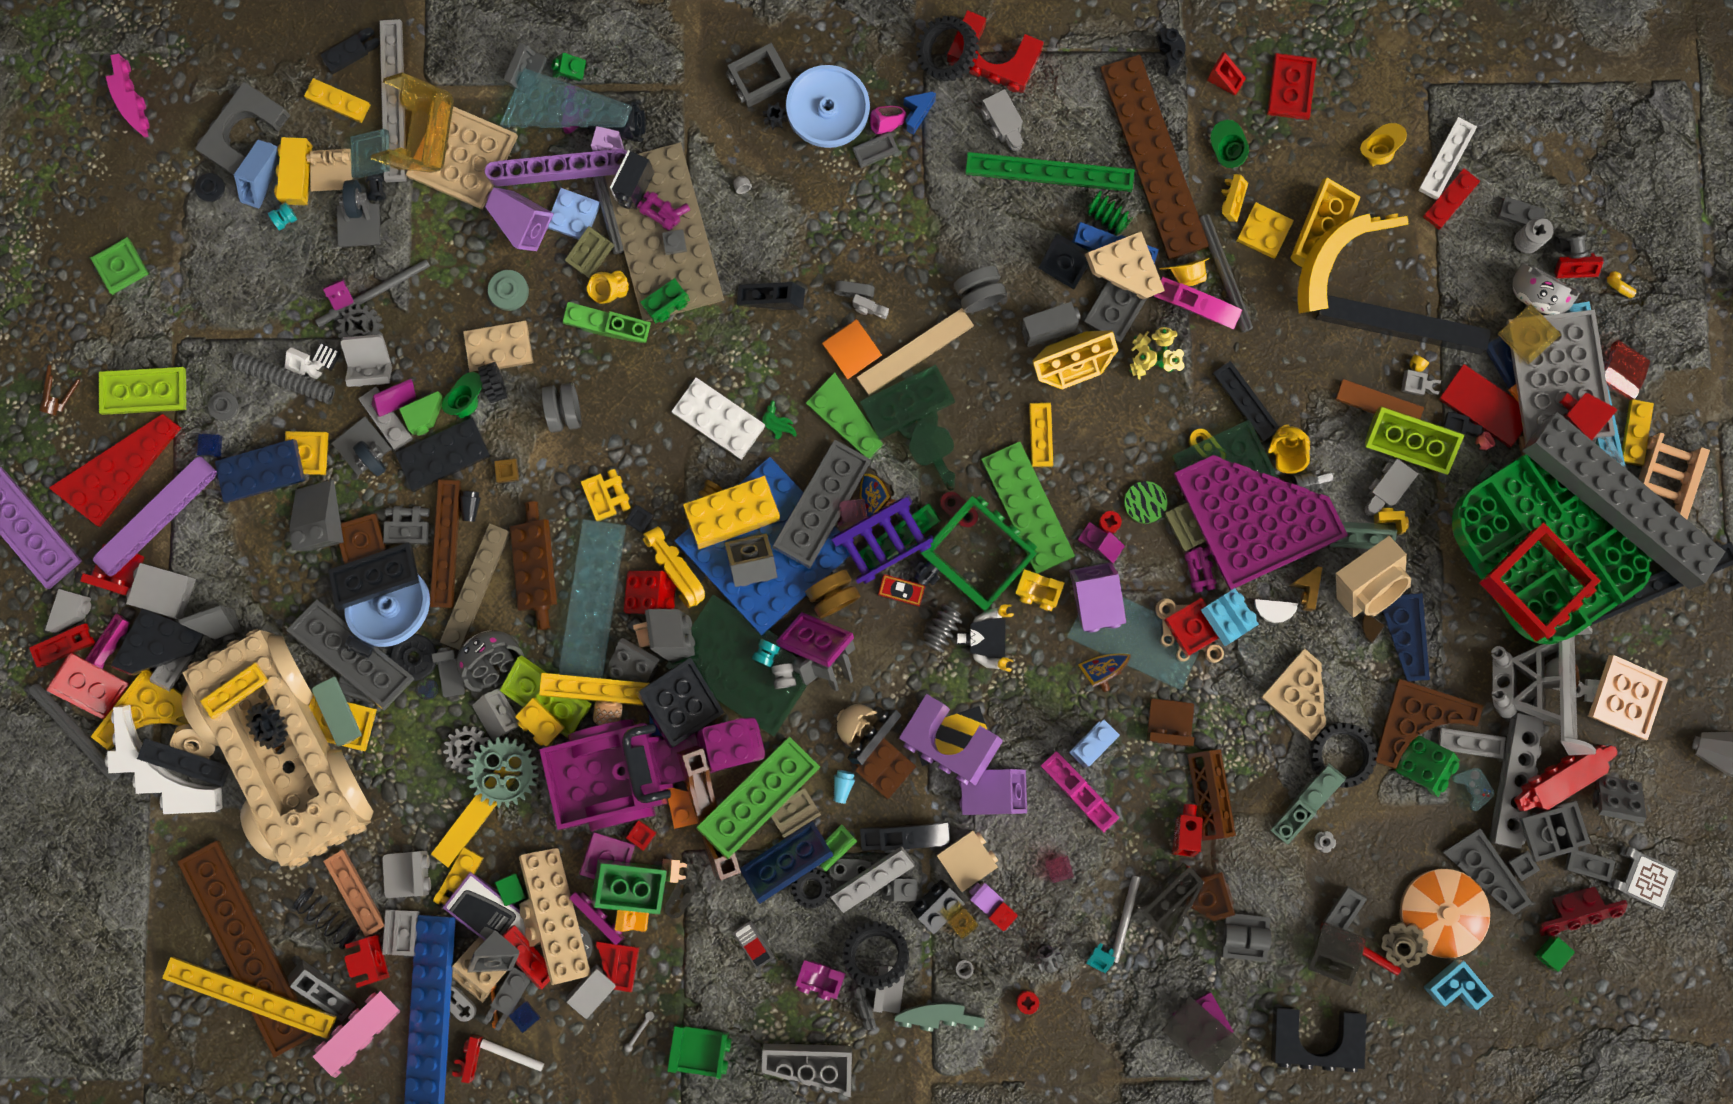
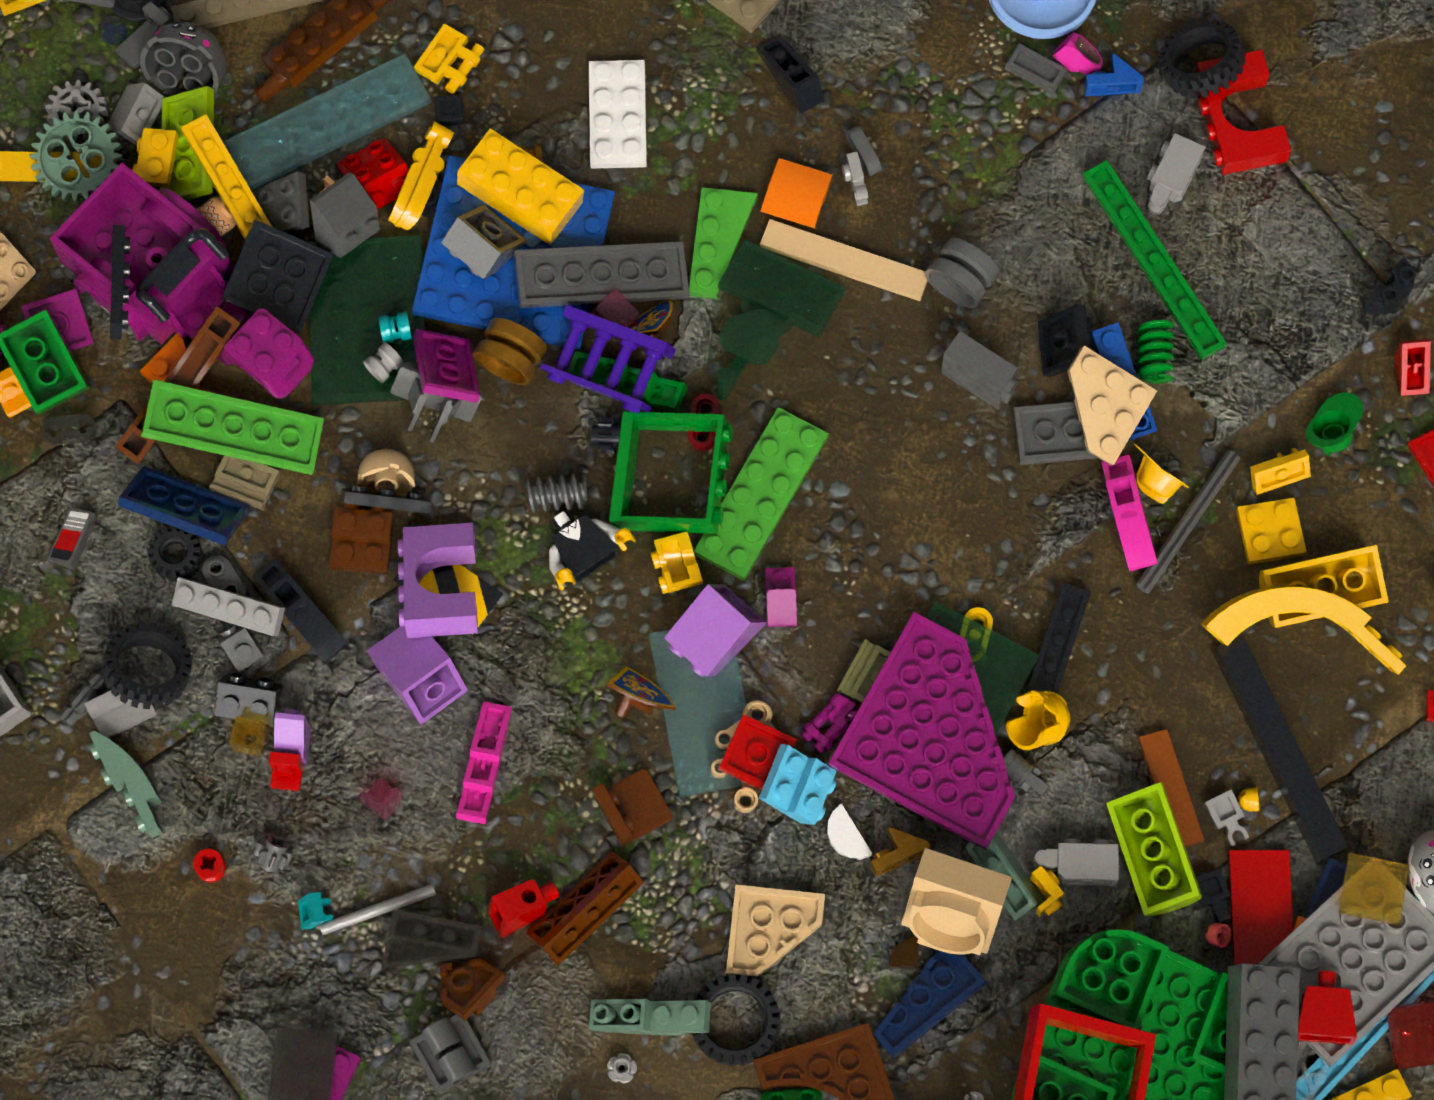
camera: 50 degrees right, 10 degrees down
(630, 811) = (120, 271): none -> black plate
(641, 835) = (105, 347): red plate -> none
(672, 867) = (91, 398): light nougat tile -> none
(777, 424) = (656, 176): green piece -> none
(820, 979) = (80, 625): magenta cylinder -> none
(839, 843) = (239, 548): bright green tile -> none
(842, 785) = (310, 509): medium azure cone -> none
(901, 590) = (570, 425): tile -> none
(963, 965) = (201, 769): light grey hinge -> none
(968, 860) = (322, 692): tan piece -> none
(1041, 435) = (853, 452): yellow tile -> none
(1075, 358) = (961, 425): yellow wedge -> none
(1094, 743) = (545, 733): light blue panel -> none
(1109, 525) = (810, 596): red wheel -> none
(1145, 502) = (862, 612): bright green tile -> none
(1148, 357) = (1036, 516): light yellow plant -> none
(1154, 157) = (1259, 358): reddish brown plate -> none

